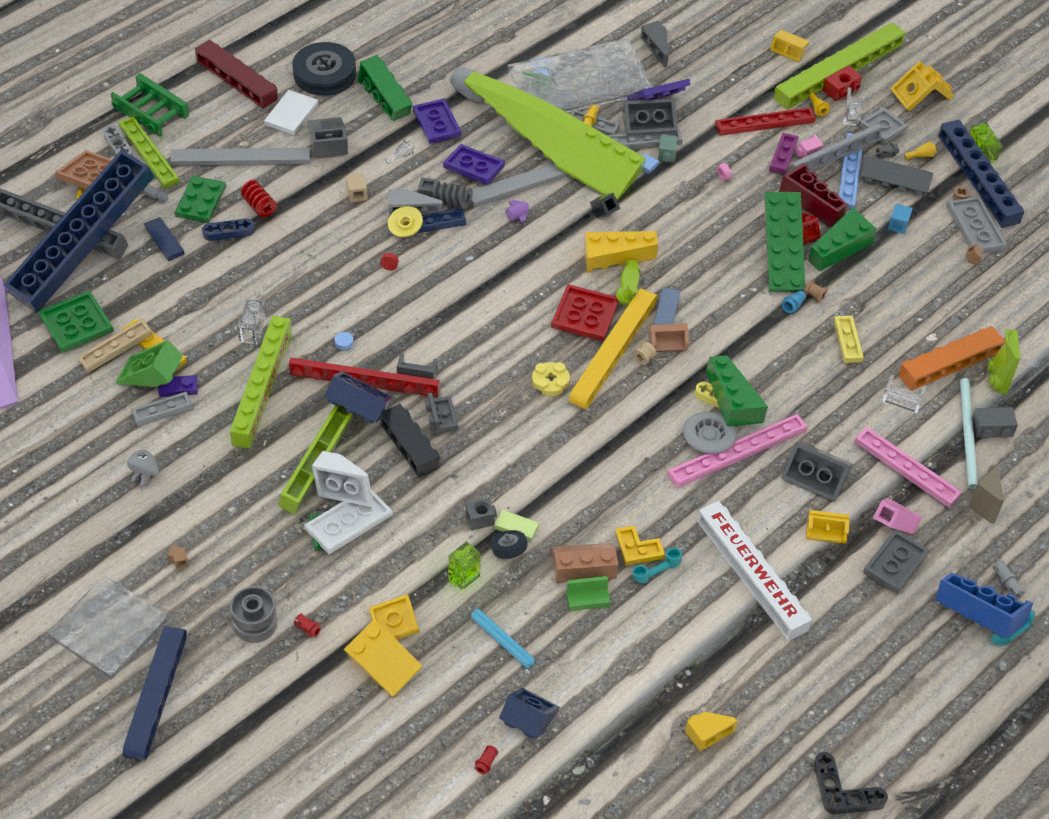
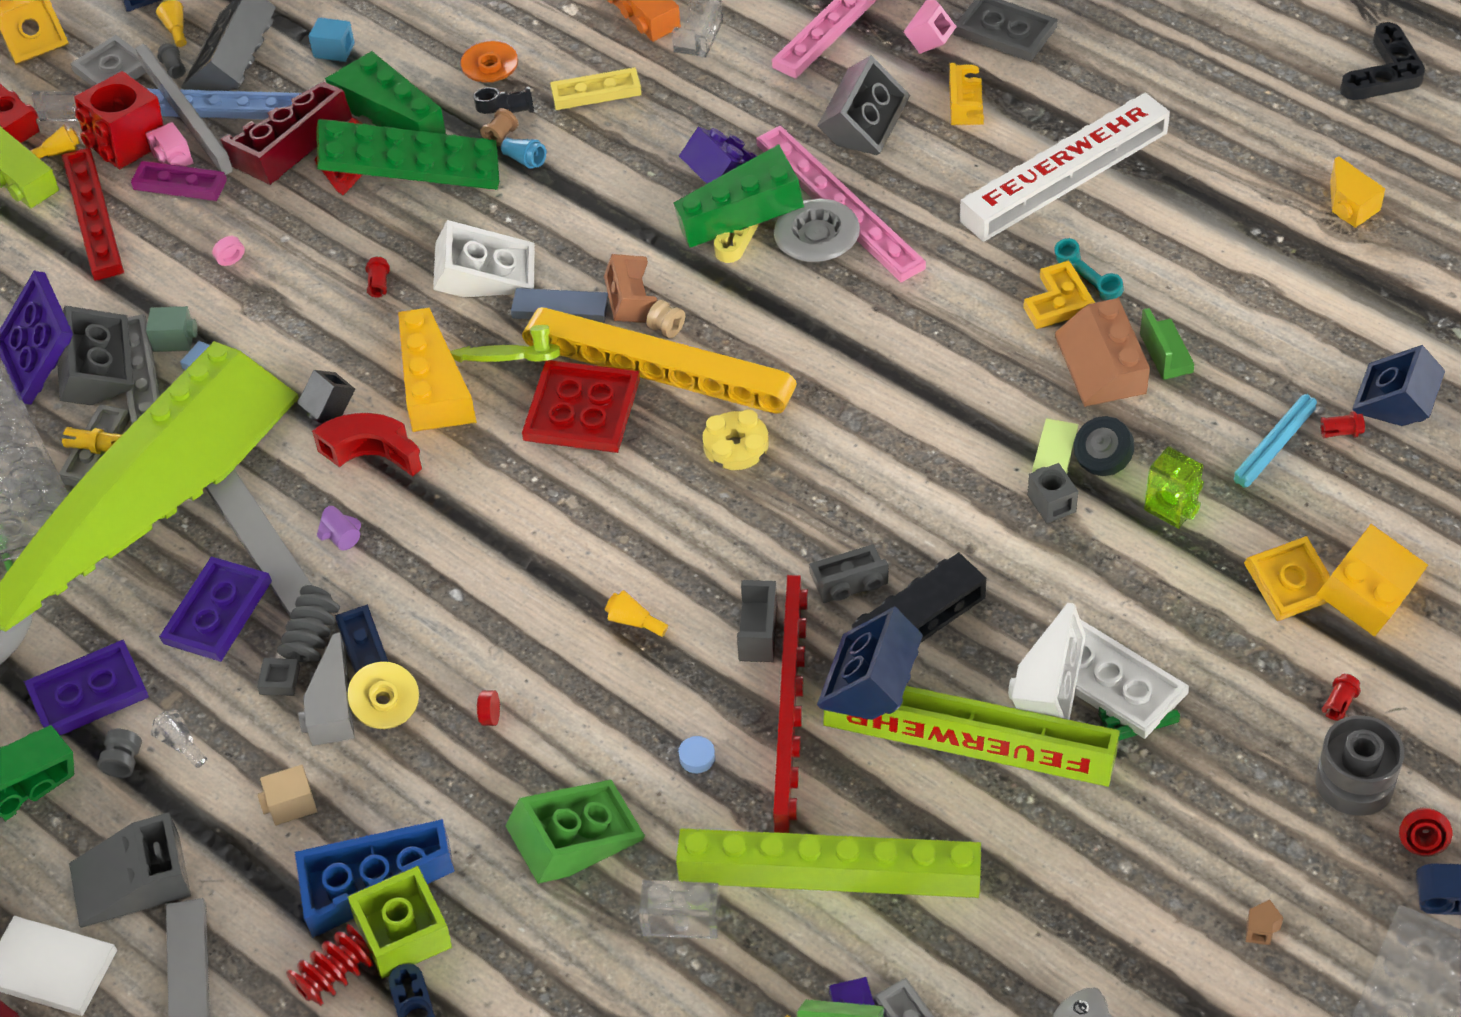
camera: 90 degrees left, 0 degrees up
(209, 640) = (1425, 832): none -> red cone
(272, 220) = (400, 921): none -> lime brick
(301, 206) = (346, 867): none -> blue wedge
(309, 287) = (572, 829): none -> bright green slope
(395, 131) = (119, 753): none -> dark grey wheel
(438, 319) = (628, 611): none -> yellow cone
(506, 675) = (1342, 425): none -> red pin
(575, 230) = (367, 435): none -> red arch
(697, 232) = (377, 276): none -> red pin
(700, 276) = (481, 262): none -> white slope
(777, 392) = (714, 154): none -> dark purple slope
(826, 120) = (117, 117): none -> red brick
(834, 291) = (490, 100): none -> black connector
(874, 289) = (489, 61): none -> orange dish

